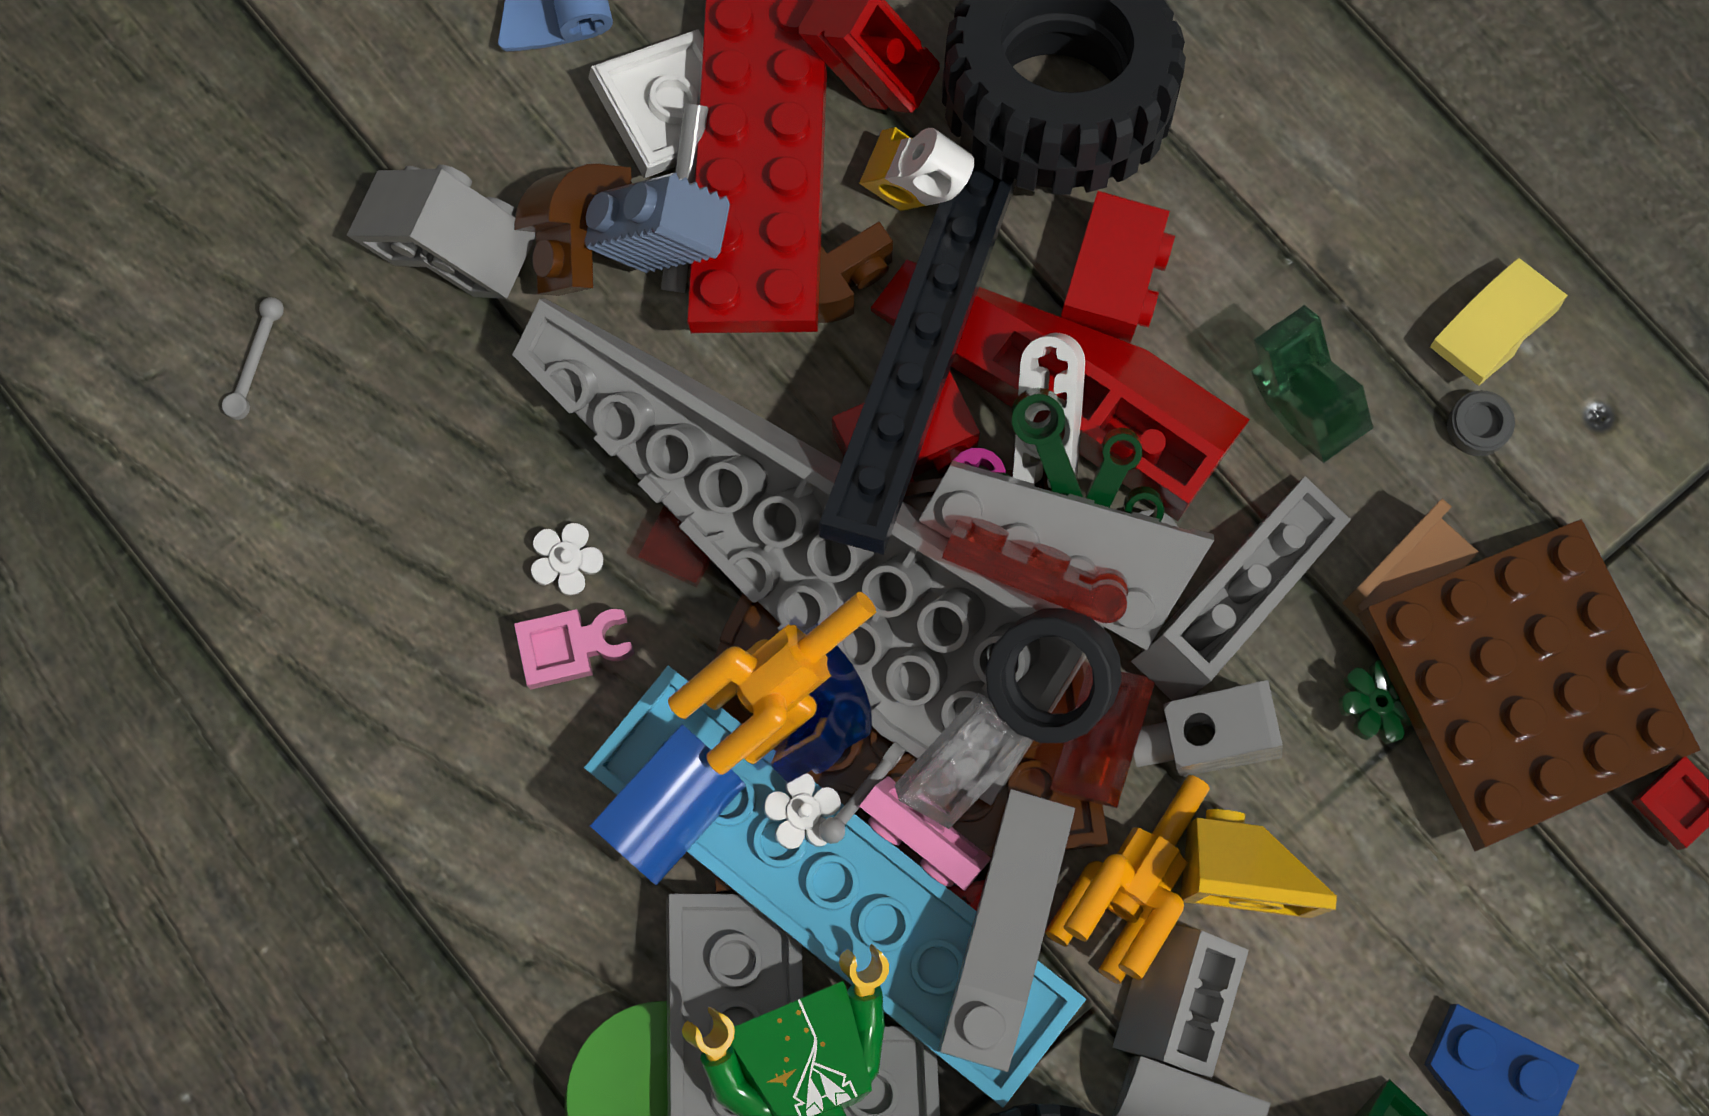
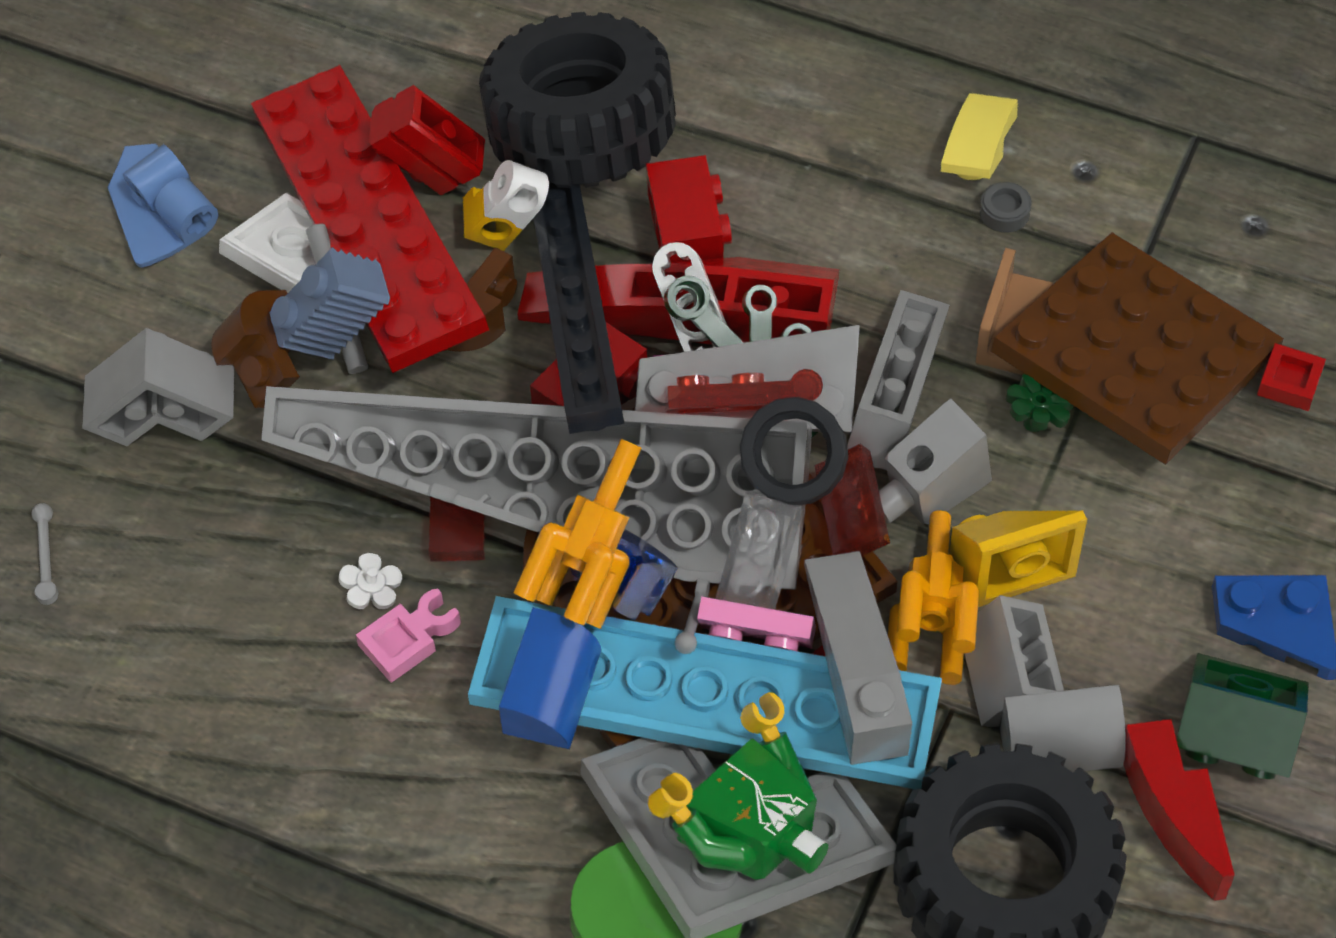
camera: 25 degrees left, 20 degrees down
(801, 811) = (654, 645): white plant -> none
(1306, 389) = (866, 232): clear green brick -> none

